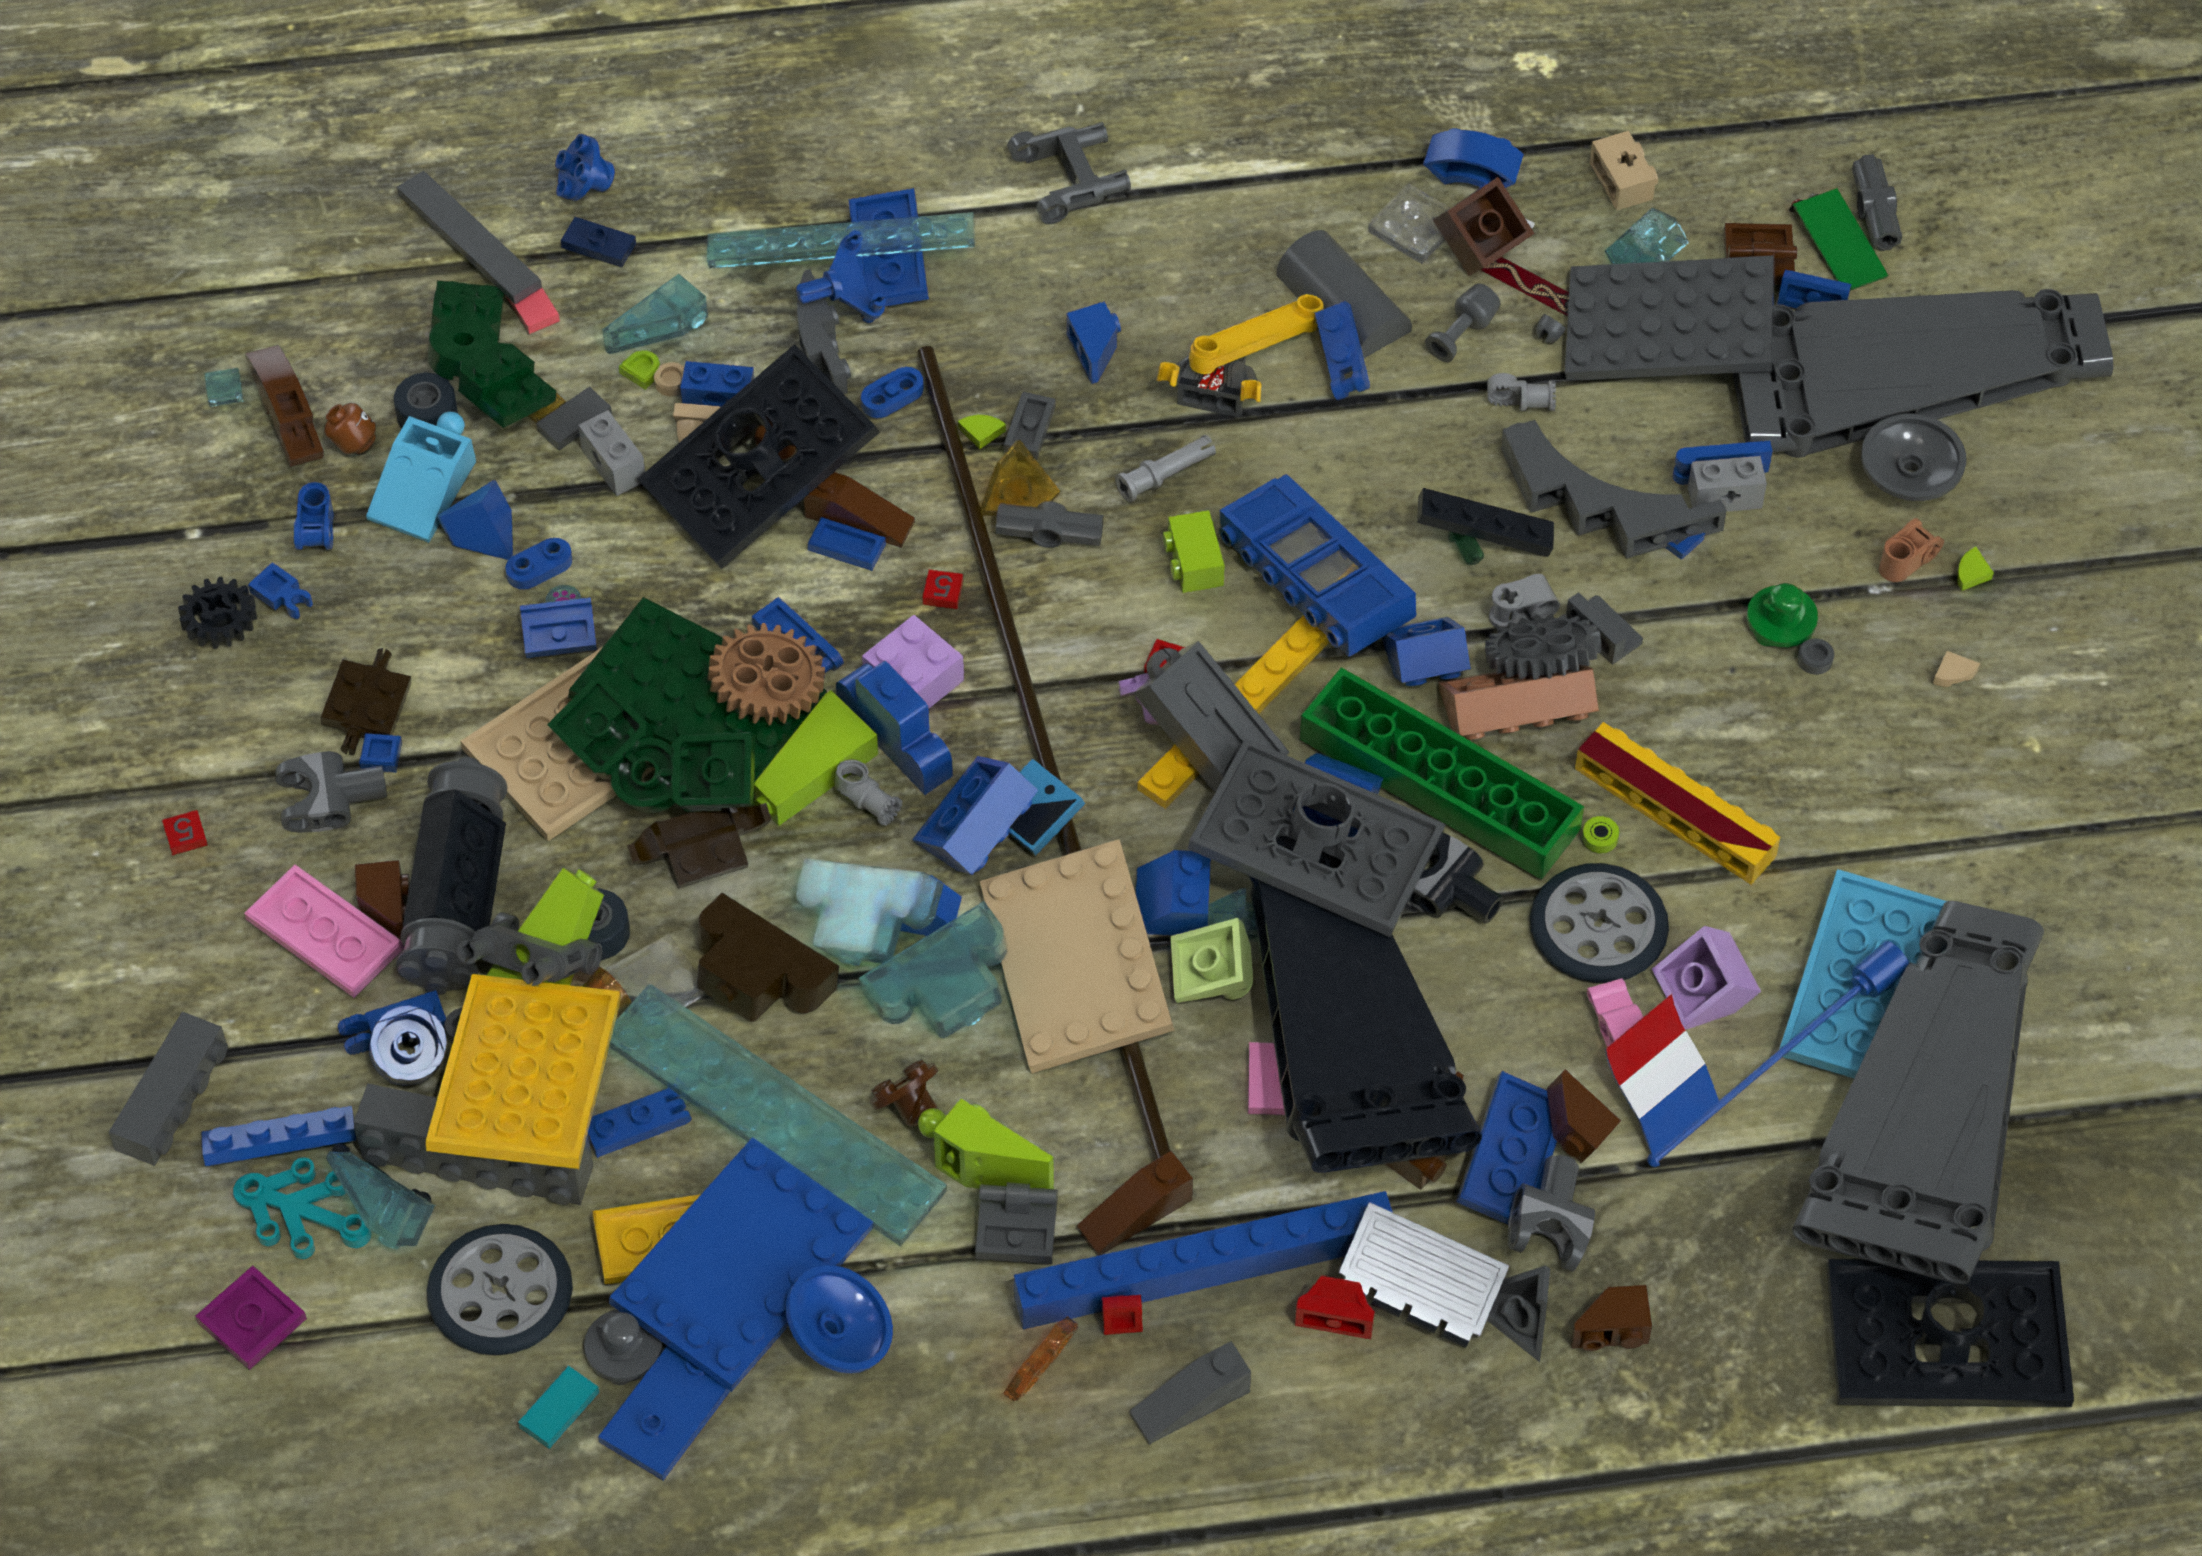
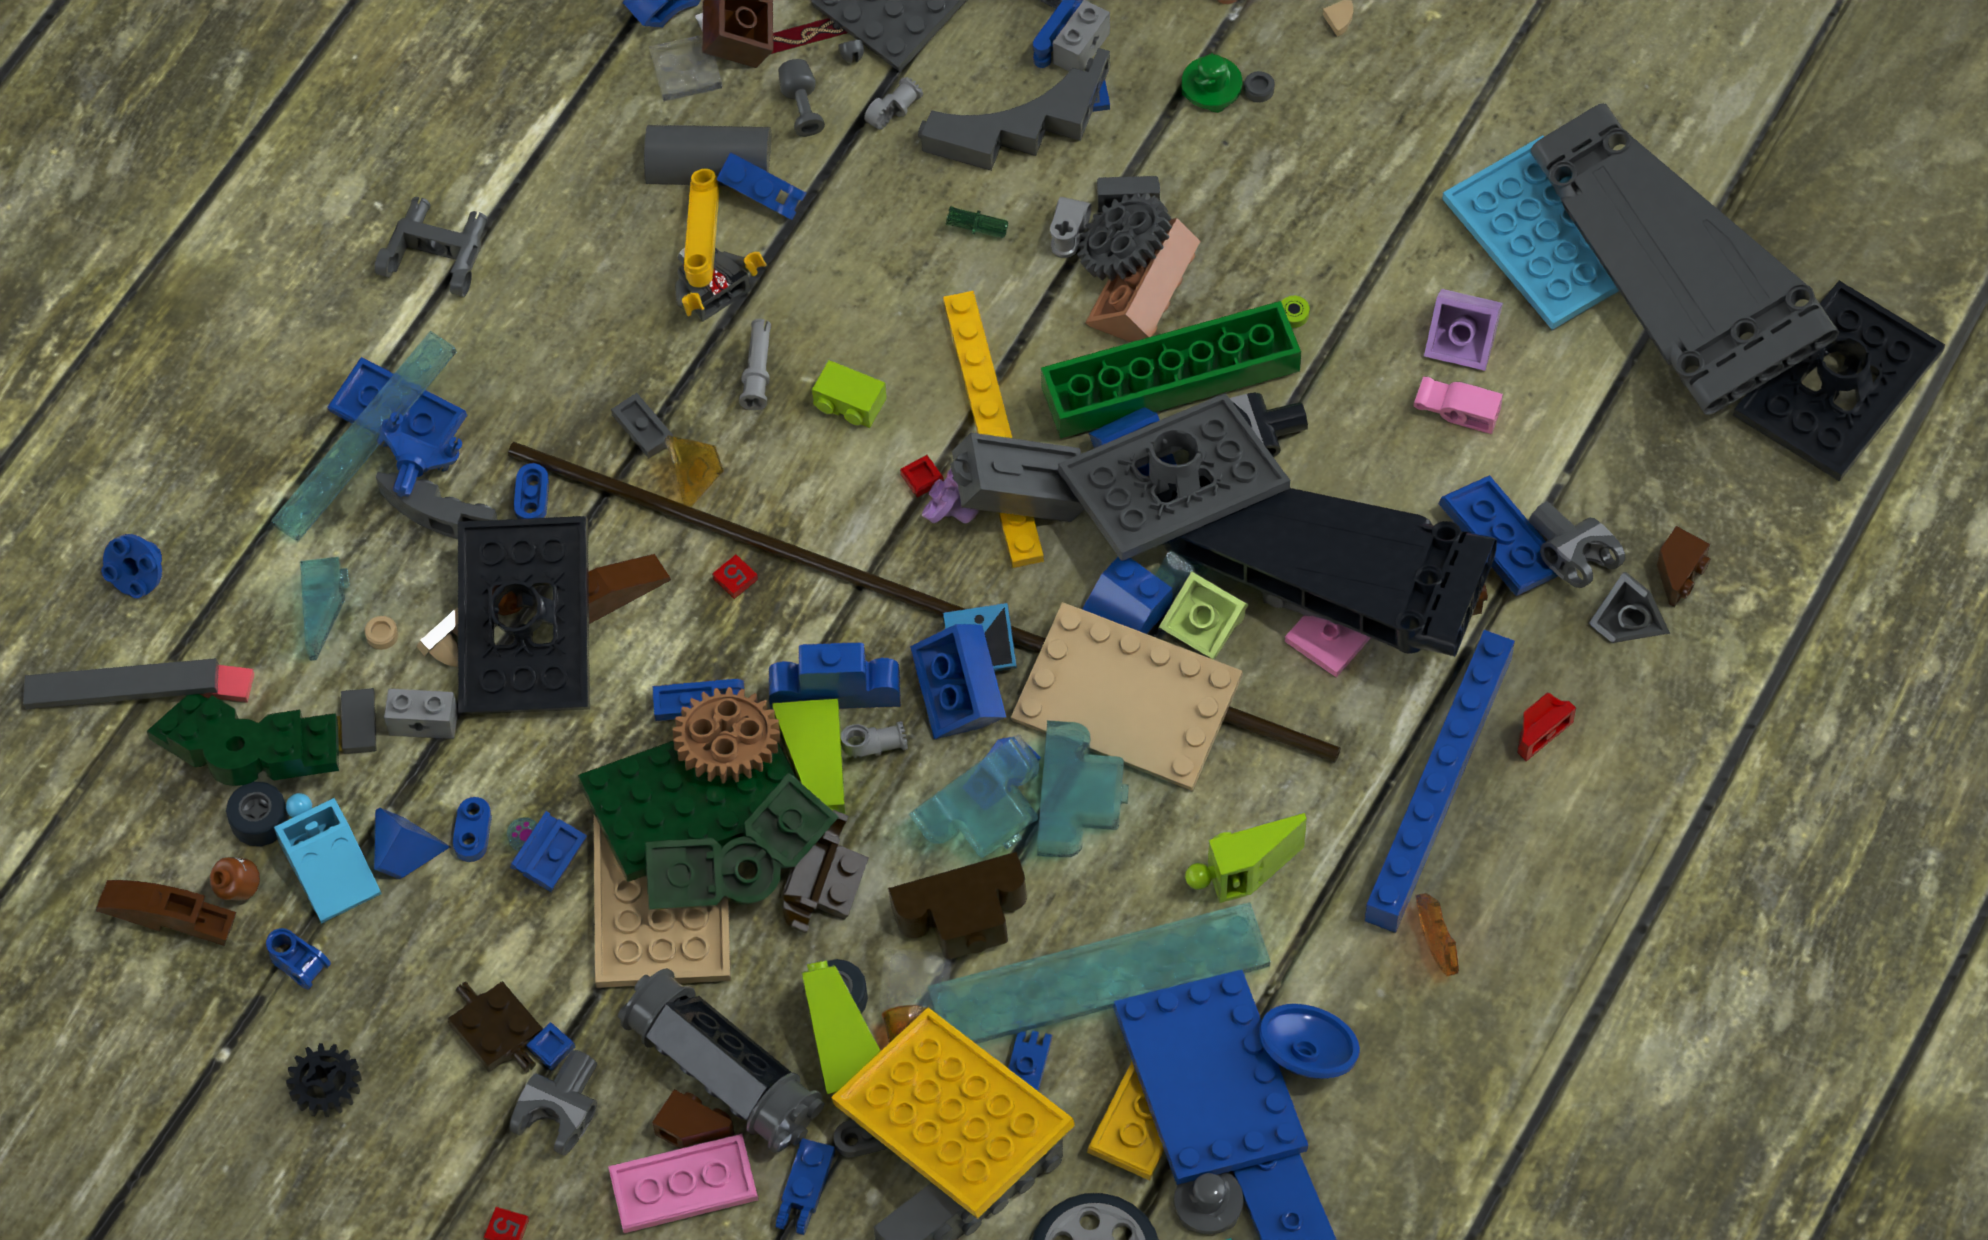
camera: 50 degrees left, 5 degrees up
(224, 387) = (103, 946): clear light blue tile -> none
(277, 588) = (335, 1023): blue plate -> none
(416, 1026) = (846, 1184): brick -> none
(547, 960) = (866, 1038): dark grey connector -> none
(598, 242) = (206, 599): dark blue plate -> none
(640, 368) = (352, 645): lime tile -> none
(713, 383) = (426, 605): blue brick -> none
(846, 544) = (638, 613): blue tile -> none
(907, 1093) = (1153, 876): reddish brown plate -> none
(920, 659) = (786, 627): lavender brick -> none
(981, 428) = (614, 459): lime tile -> none
(1016, 1223) = (1314, 878): dark grey plate -> none
(1049, 524) = (742, 470): dark grey piece -> none
(1093, 337) = (603, 334): blue slope -> none
(1122, 1314) = (1441, 859): red plate -> none
(1138, 1204) = (1360, 793): reddish brown slope -> none
(1193, 1393) = (1537, 858): dark grey slope -> none
(1317, 564) = (934, 325): blue window -> none
(1423, 1272) = (1562, 653): hinge -> none
(1427, 651) = (1057, 309): blue slope -> none
(1485, 522) = (987, 200): black plate -> none
(1578, 1117) = (1513, 477): reddish brown slope -> none
(1608, 965) = (1360, 325): wedge -> none
(1669, 1079) = (1521, 402): flag -> none
(1677, 802) = (1310, 247): yellow brick -> none

